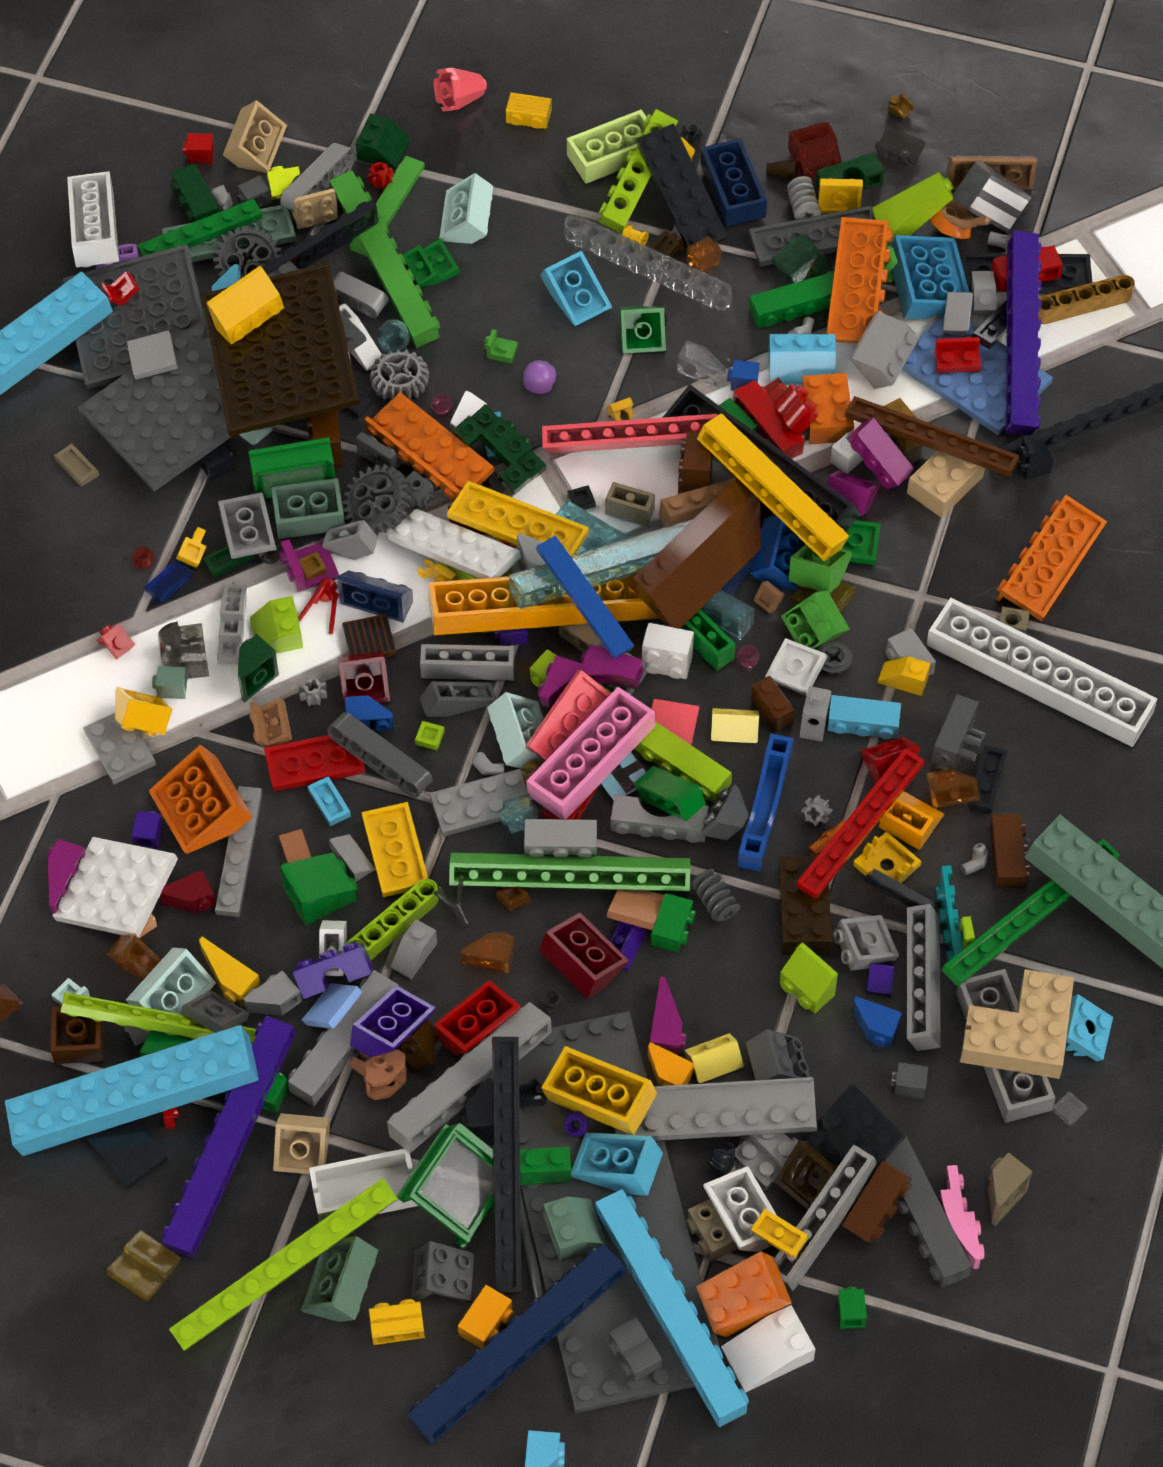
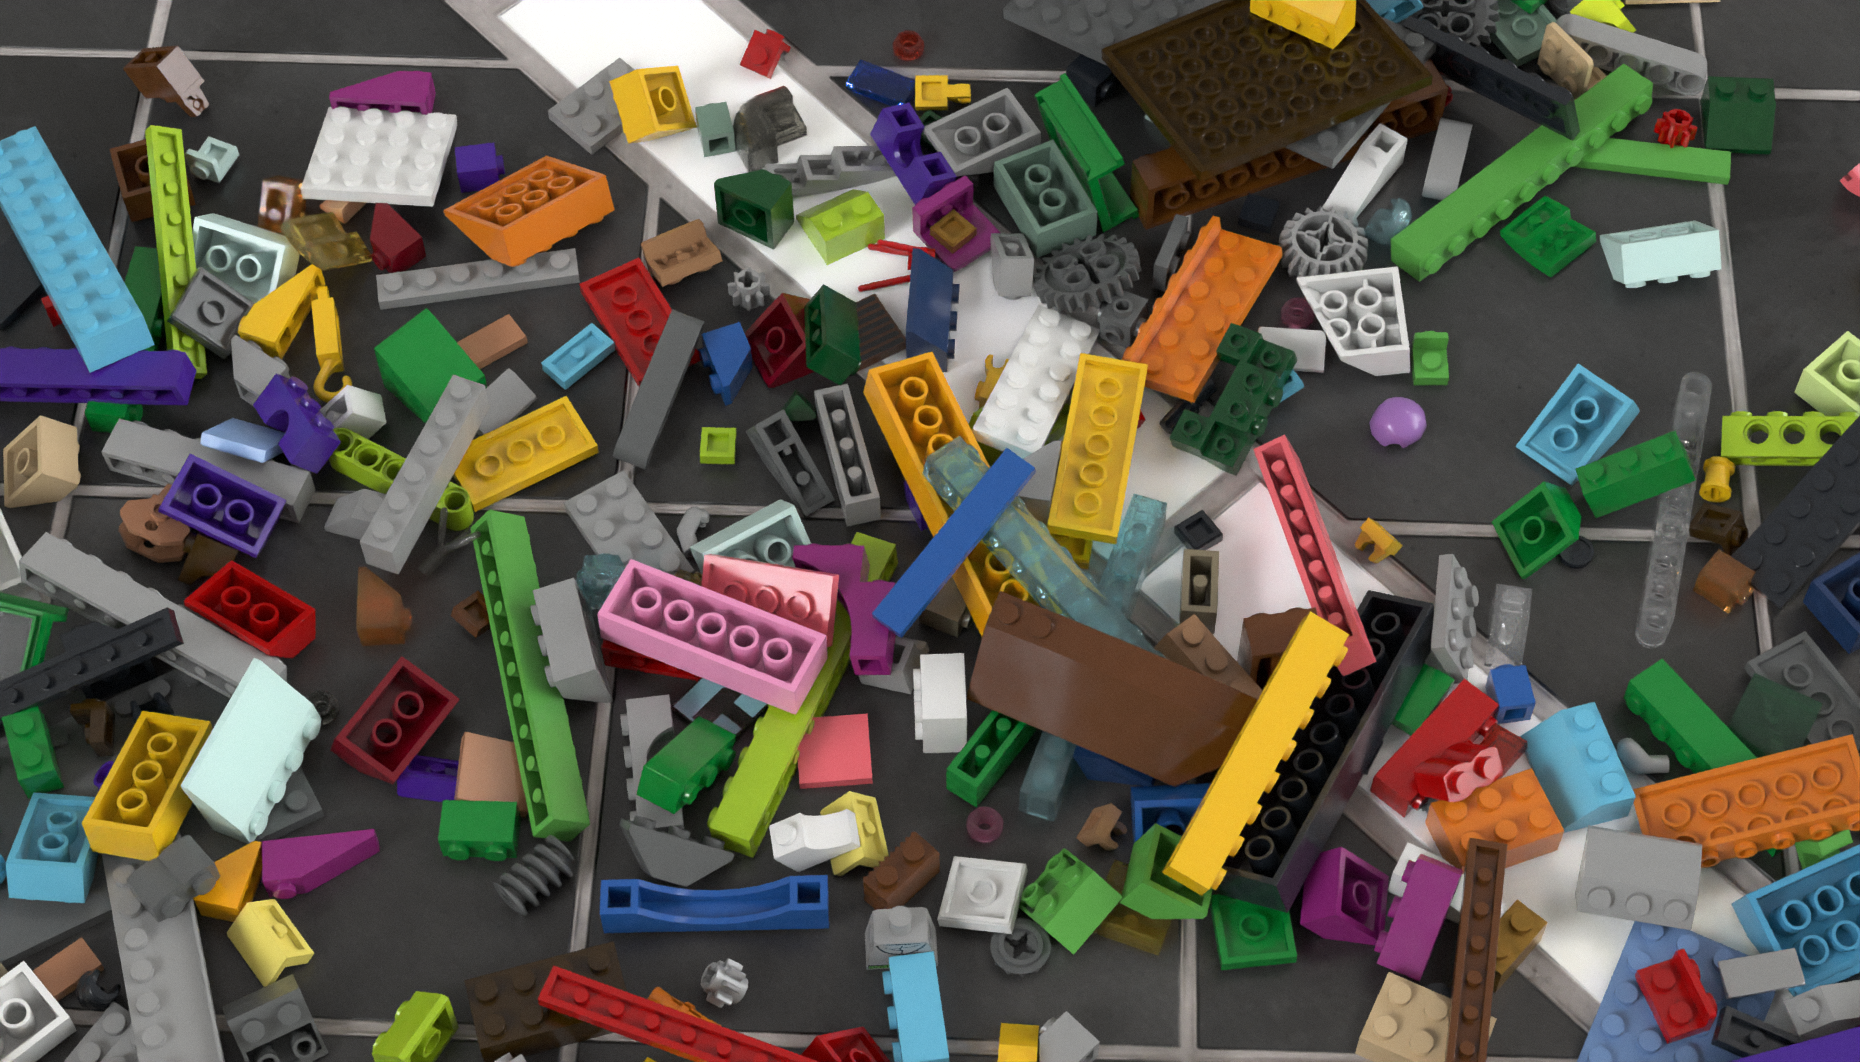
camera: 75 degrees right, 0 degrees up
(185, 931) = (325, 242): none -> clear yellow slope
(262, 947) = (327, 343): none -> yellow piece
(264, 571) = (898, 138): none -> dark purple arch
(383, 641) = (832, 335): none -> dark green brick
(409, 893) = (425, 474): none -> light grey brick
(417, 685) = (799, 408): none -> dark green slope
(464, 365) = (1362, 317): none -> white wedge
(536, 1123) = (98, 723): none -> dark brown bracket
(594, 1028) = (251, 754): none -> light aqua slope
(627, 268) = (1635, 474): none -> green brick
(672, 1086) = (173, 878): none -> dark grey brick
(696, 1175) = (64, 969): none -> nougat tile
(710, 388) = (1454, 618): none -> light grey plate
(737, 738) = (810, 840): none -> white arch

